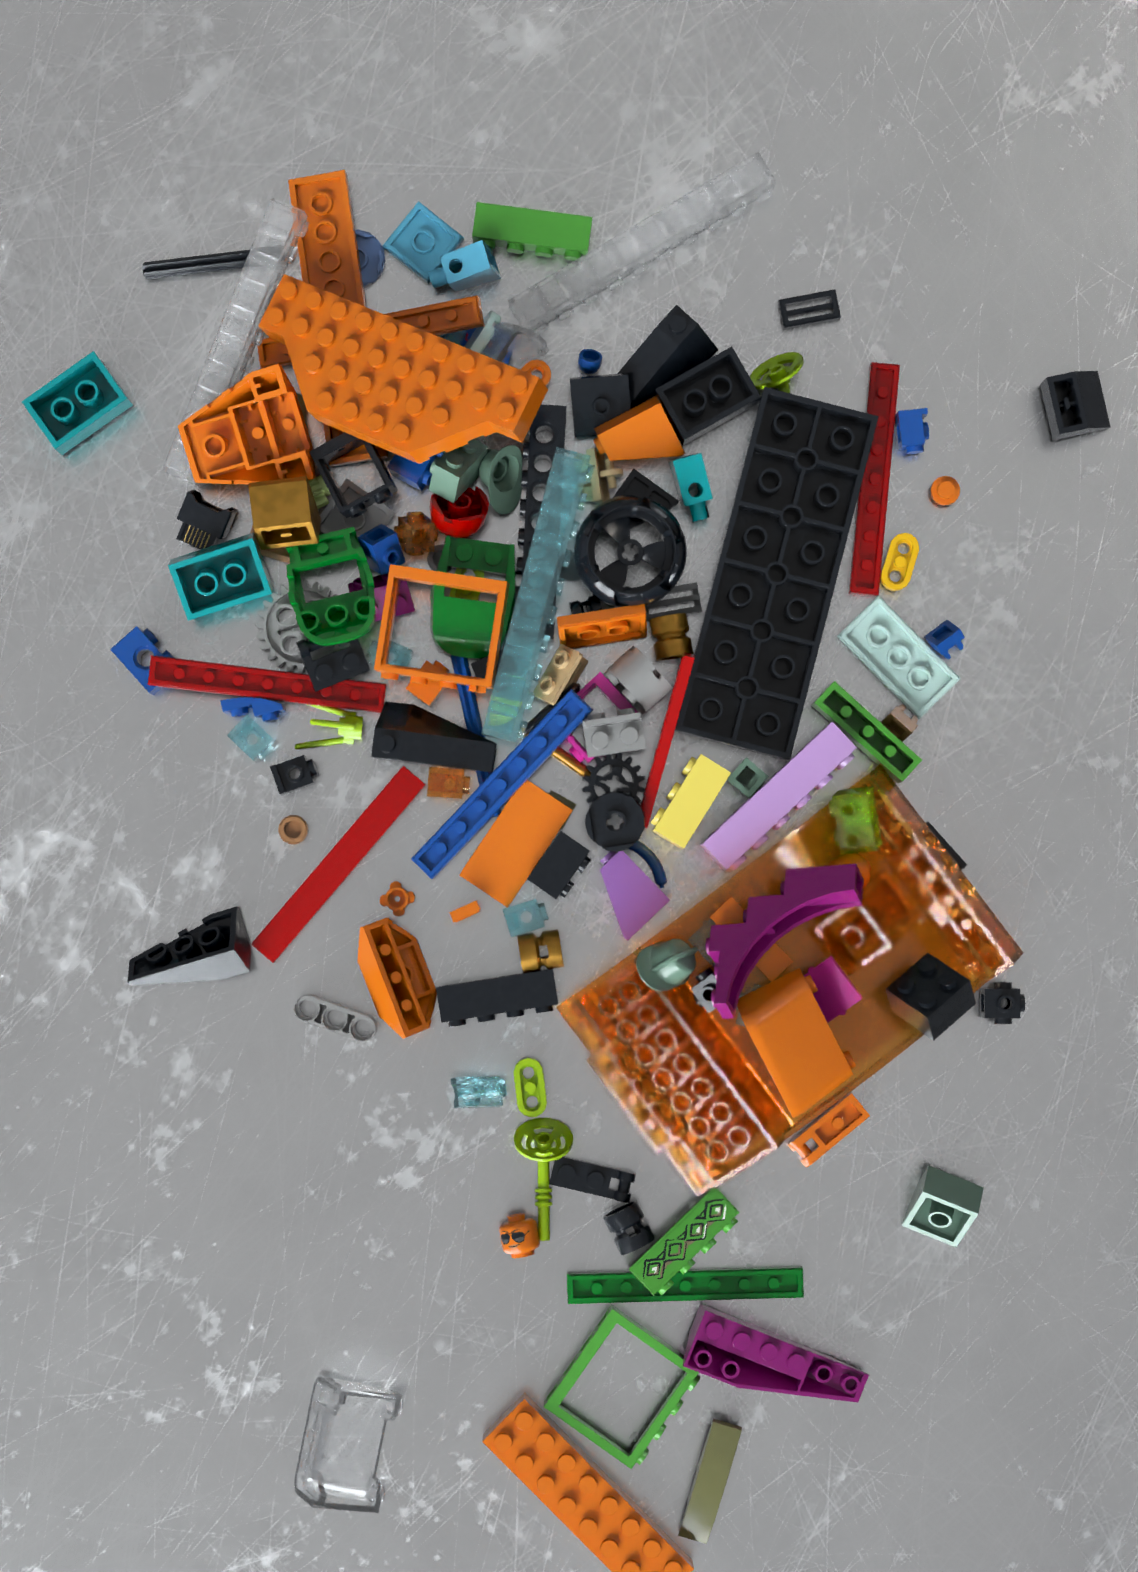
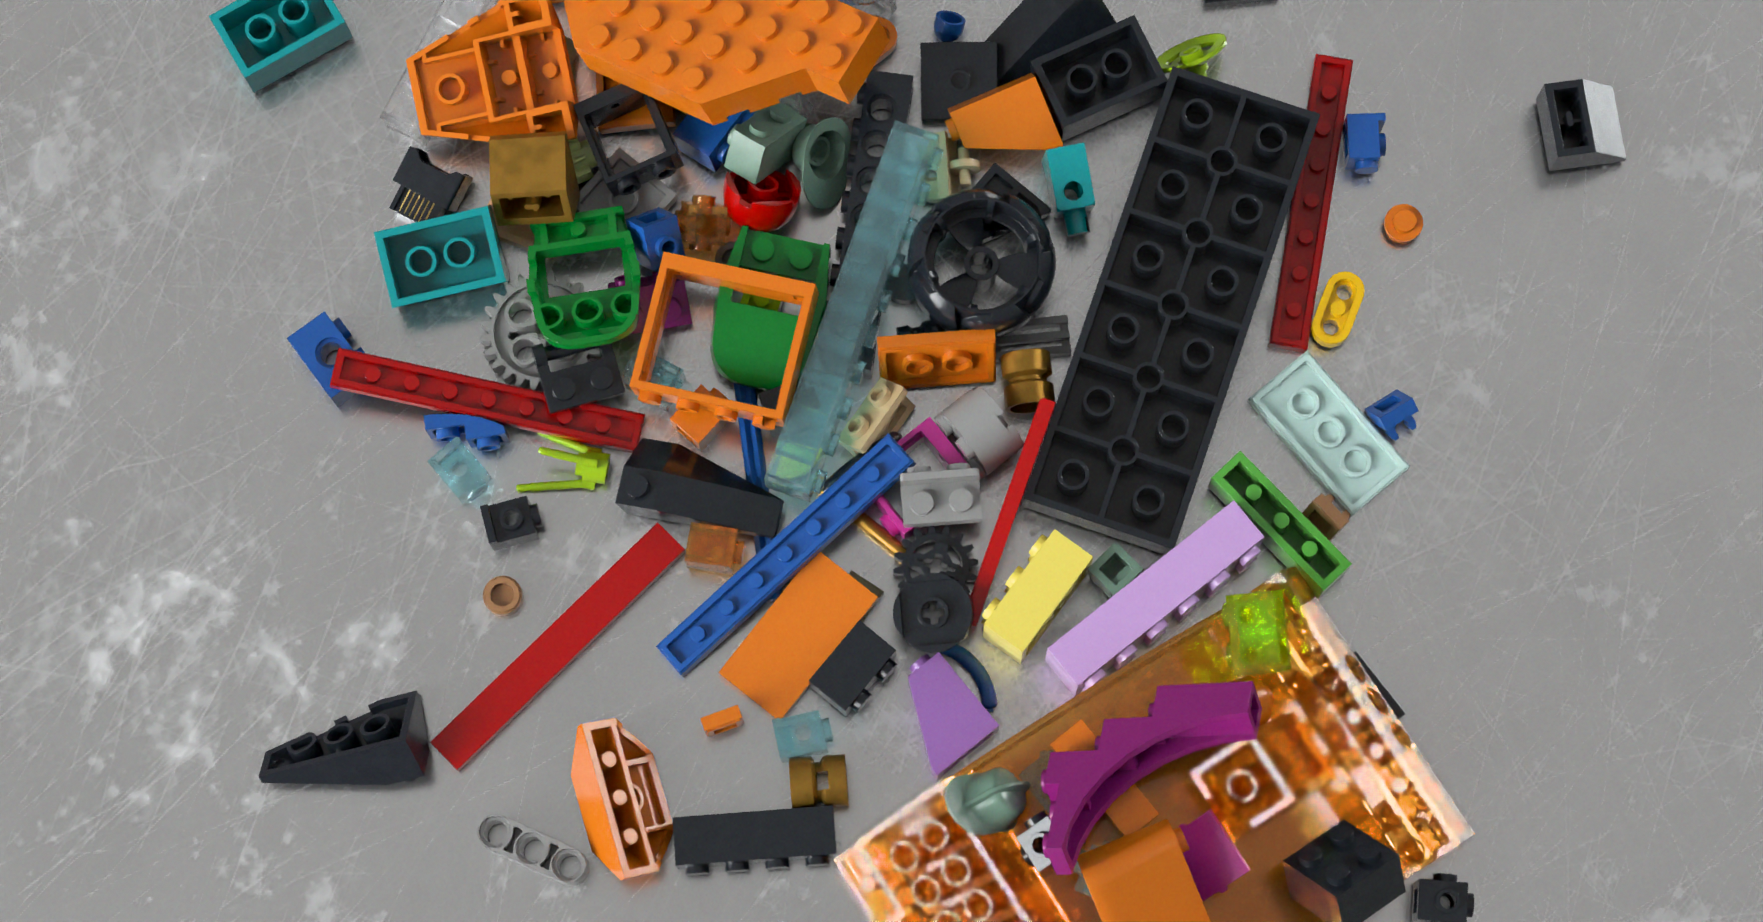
camera: 10 degrees right, 10 degrees down
(405, 898) = (632, 687): orange plate -> none

